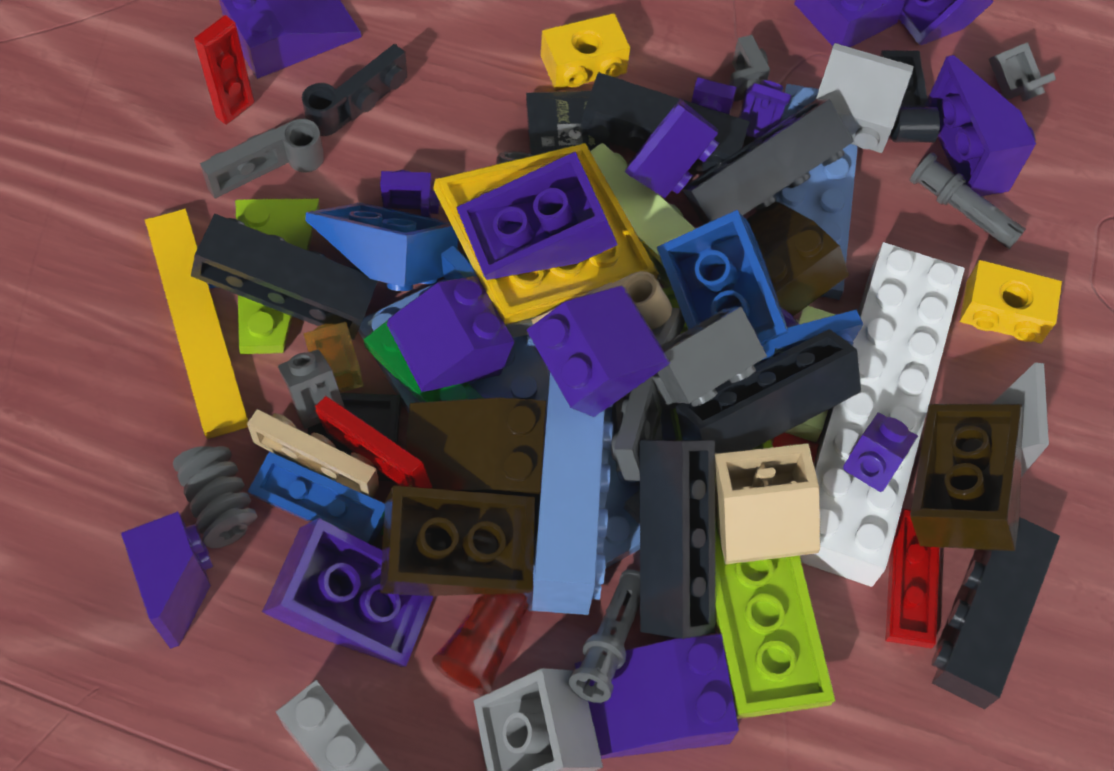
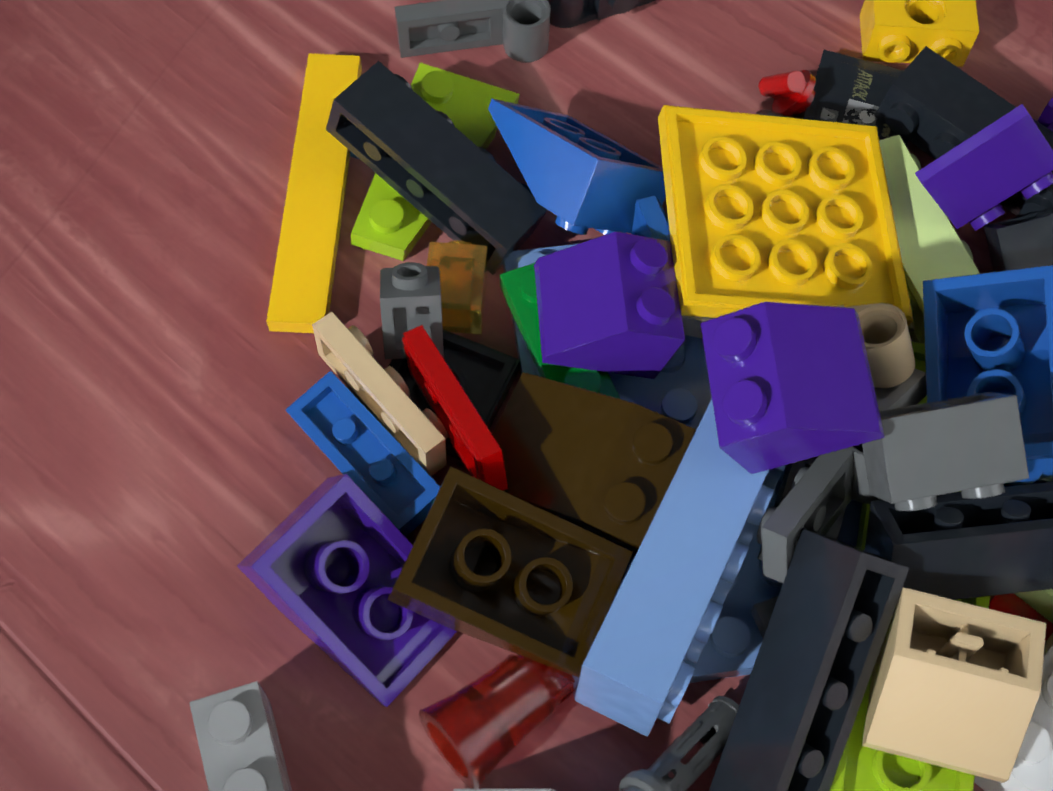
camera: 25 degrees right, 0 degrees up
(169, 573) = (141, 476): dark purple slope -> none
(214, 494) = (244, 399): dark grey piece -> none
(409, 191) = (629, 118): dark purple bracket -> none
(515, 133) = (790, 90): none -> red plate
(537, 221) = (776, 197): dark purple slope -> none

